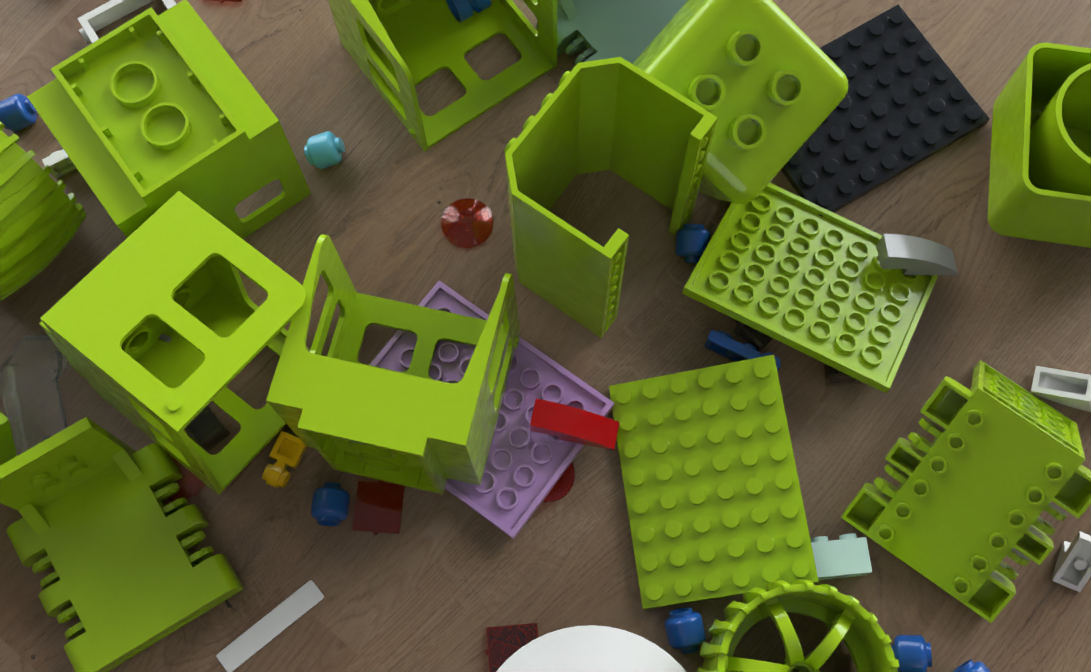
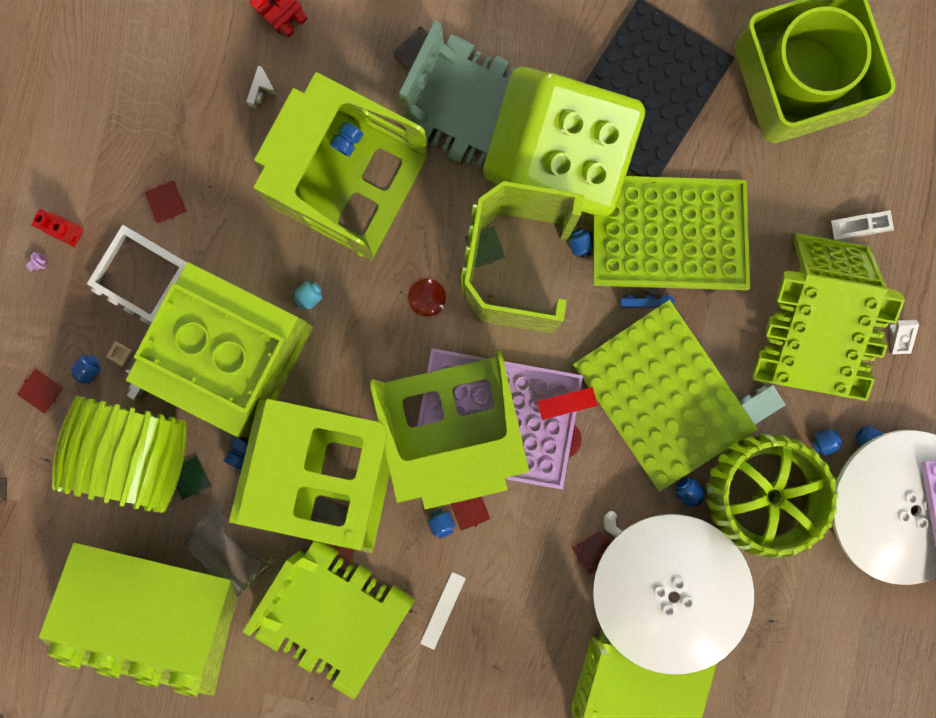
camera: 25 degrees left, 15 degrees up
(50, 290) = (192, 479): none -> clear green piece
(287, 452) = (396, 521): yellow plate -> none
(555, 616) = (610, 524): none -> white arm
(574, 200) = (488, 248): none -> clear green piece
(915, 255) = (728, 185): light grey slope -> none

